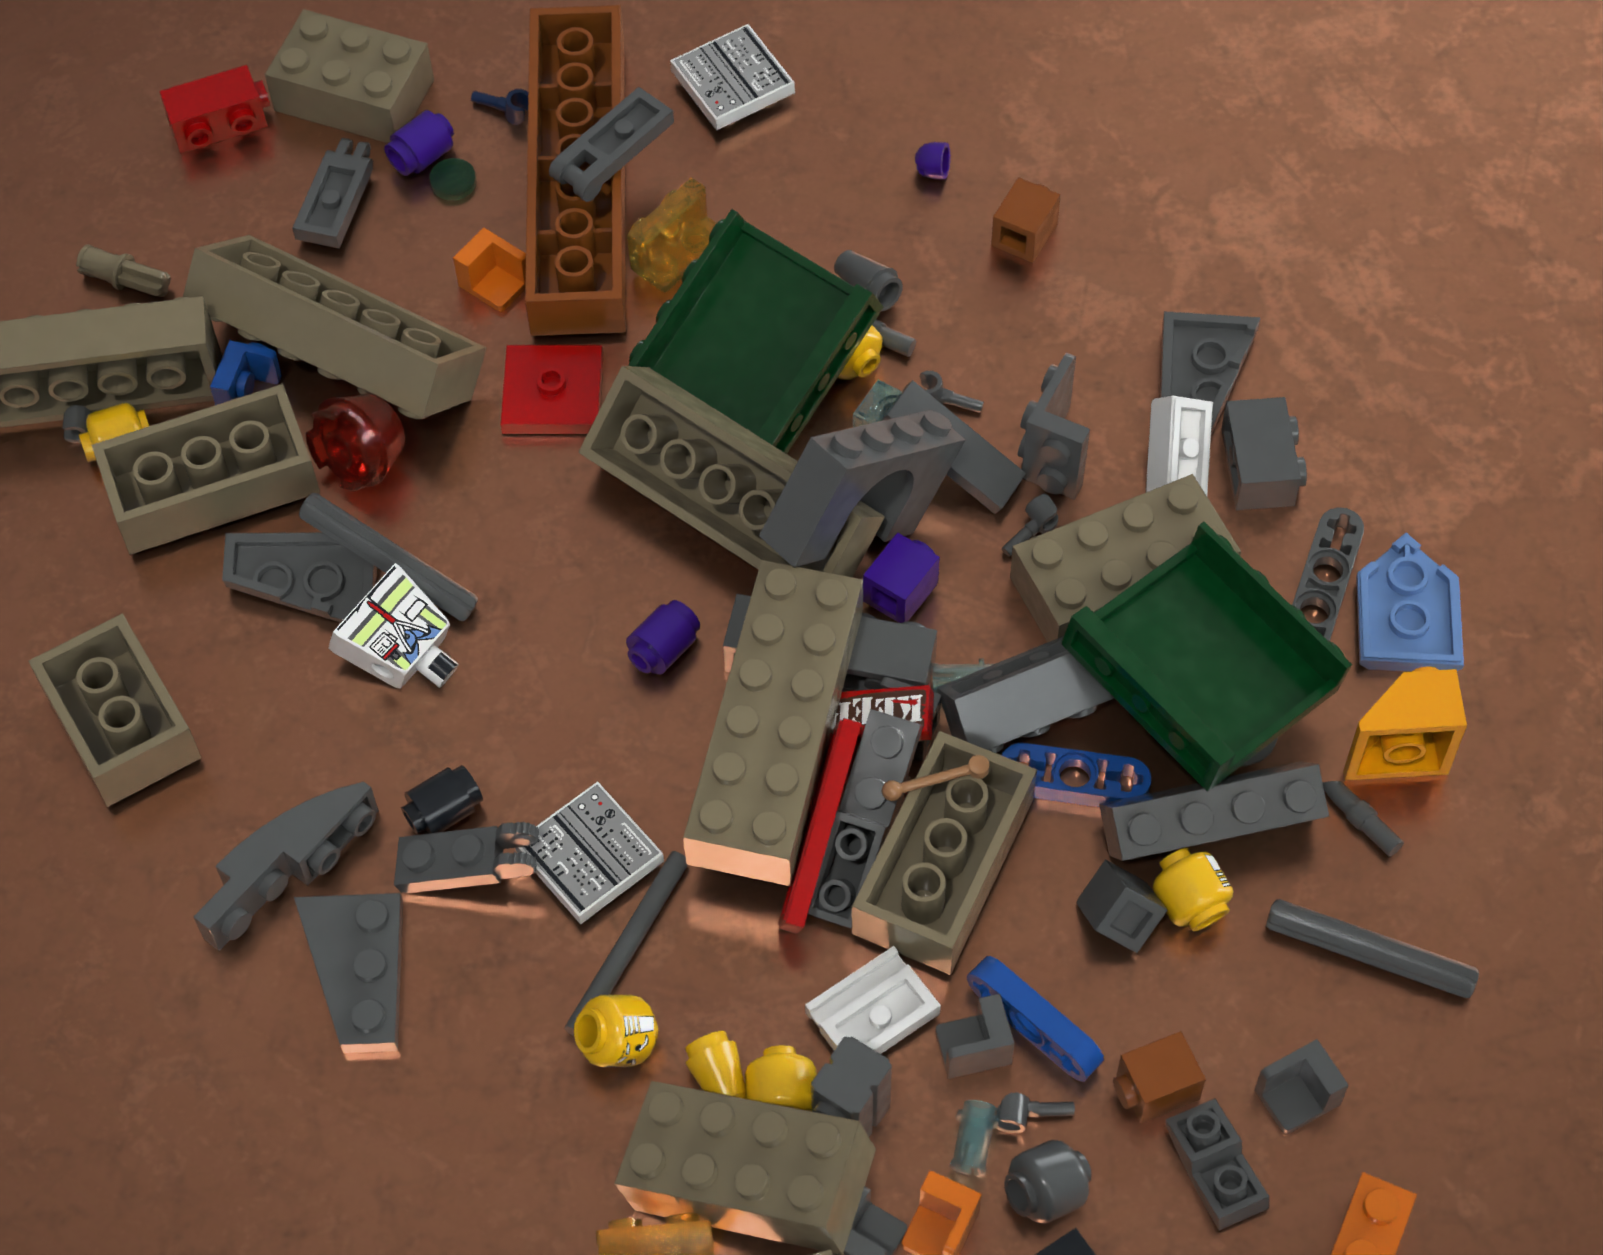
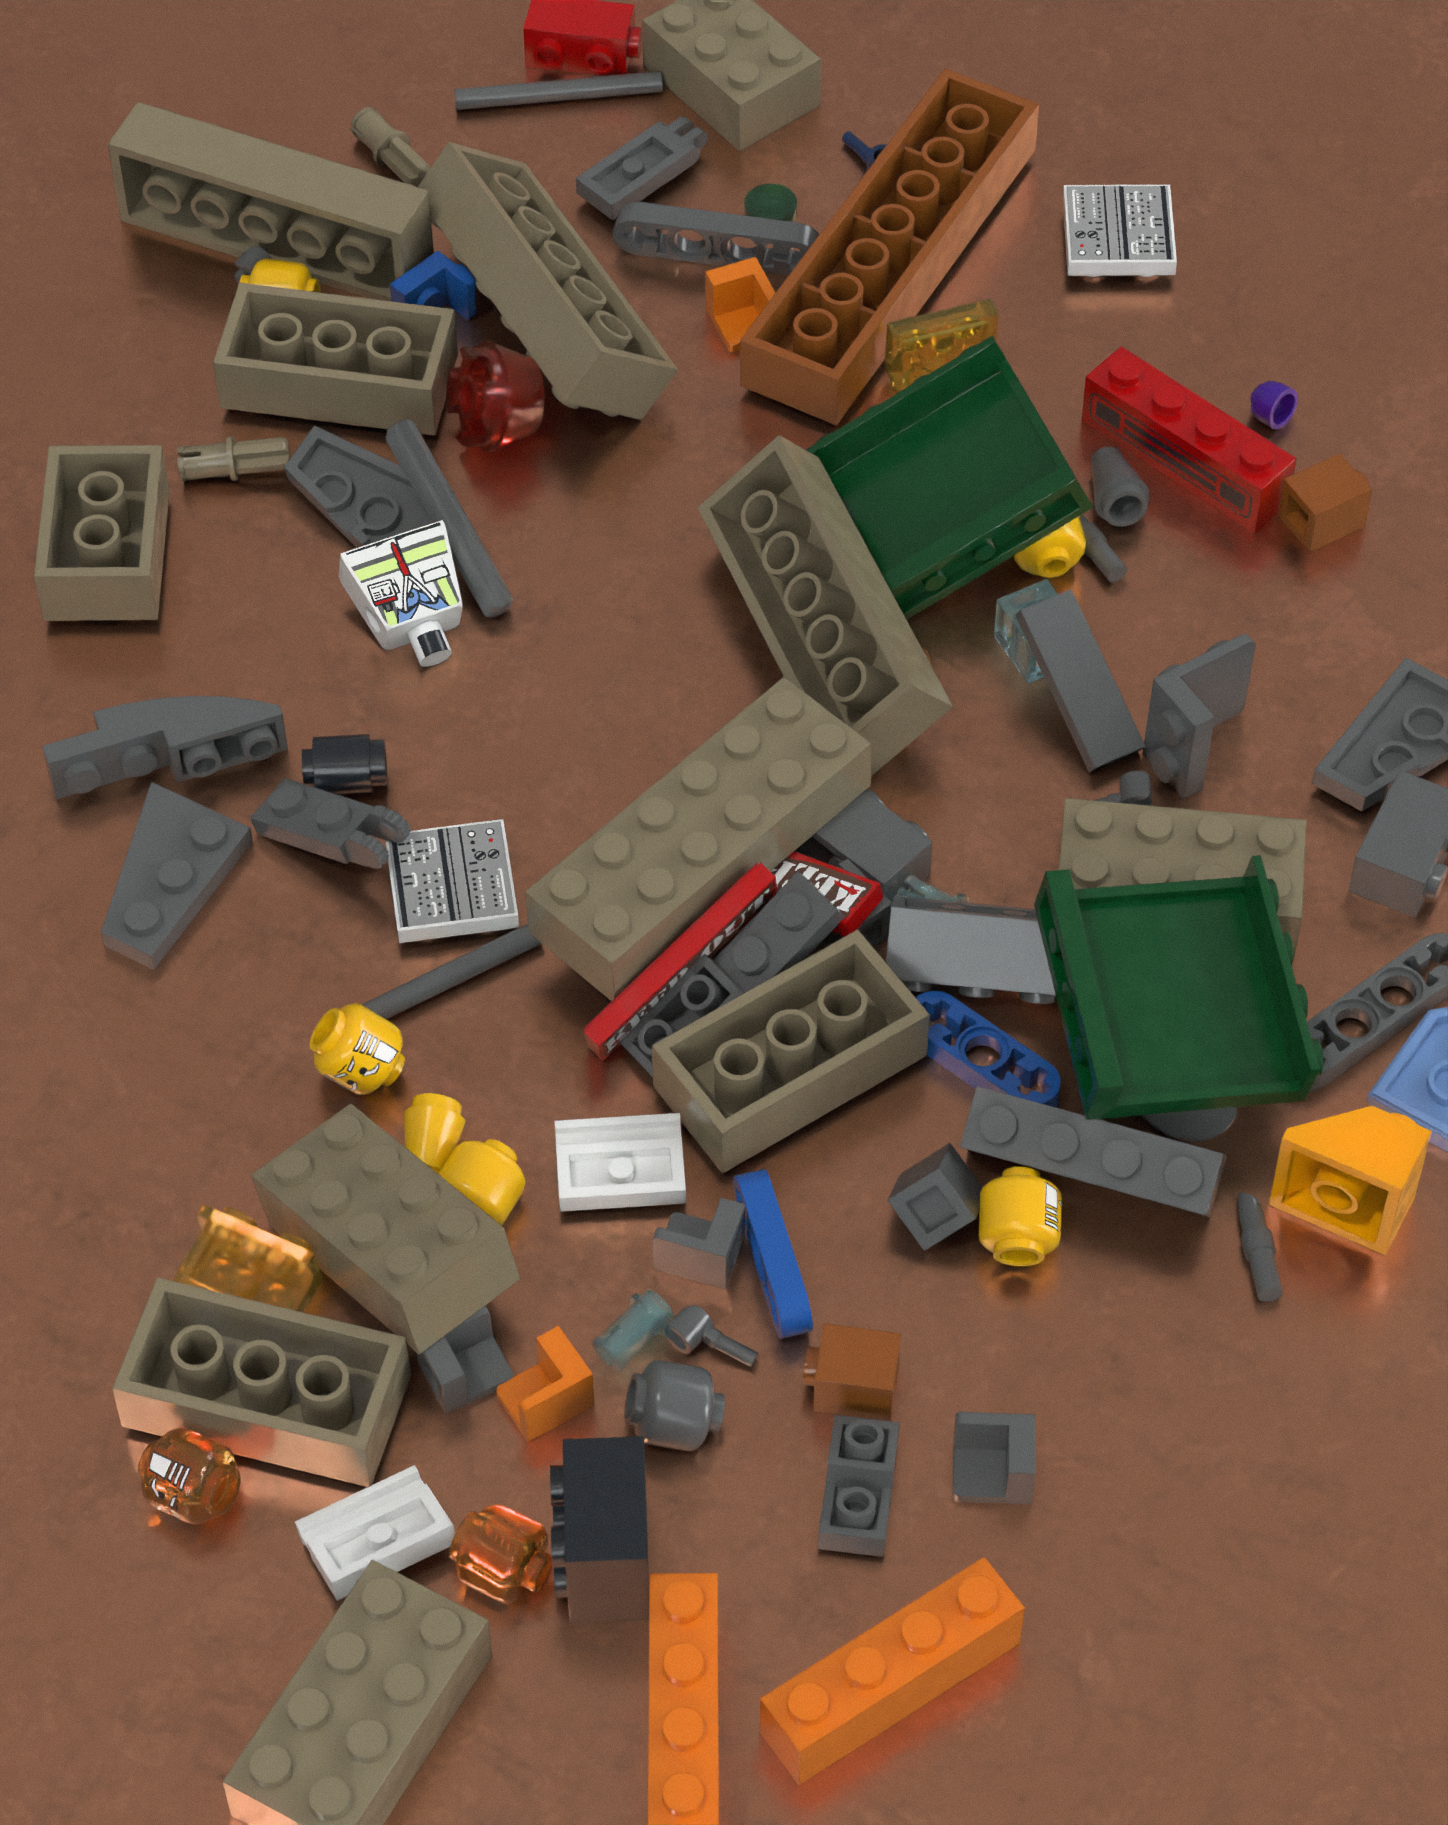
camera: 30 degrees right, 5 degrees down
(173, 592) = (232, 458): none -> dark tan axle
(222, 161) = (558, 90): none -> dark grey bar
(370, 242) = (717, 232): none -> dark grey beam
(419, 143) = (757, 154): dark purple brick -> none
(551, 389) = (718, 438): red plate -> none
(611, 143) = (927, 227): dark grey plate -> none
(662, 637) = (663, 722): dark purple brick -> none
(854, 1084) = (537, 1213): dark grey brick -> none
(884, 464) = (906, 617): dark grey arch -> none
(896, 218) = (1186, 439): none -> red brick
(901, 578) = (937, 778): dark purple brick -> none
(933, 382) = (1110, 630): dark grey hand -> none
(977, 767) = (868, 980): medium nougat hinge -> none
(1179, 441) = (1328, 791): white slope -> none
(1373, 948) = (1172, 1374): dark grey axle -> none

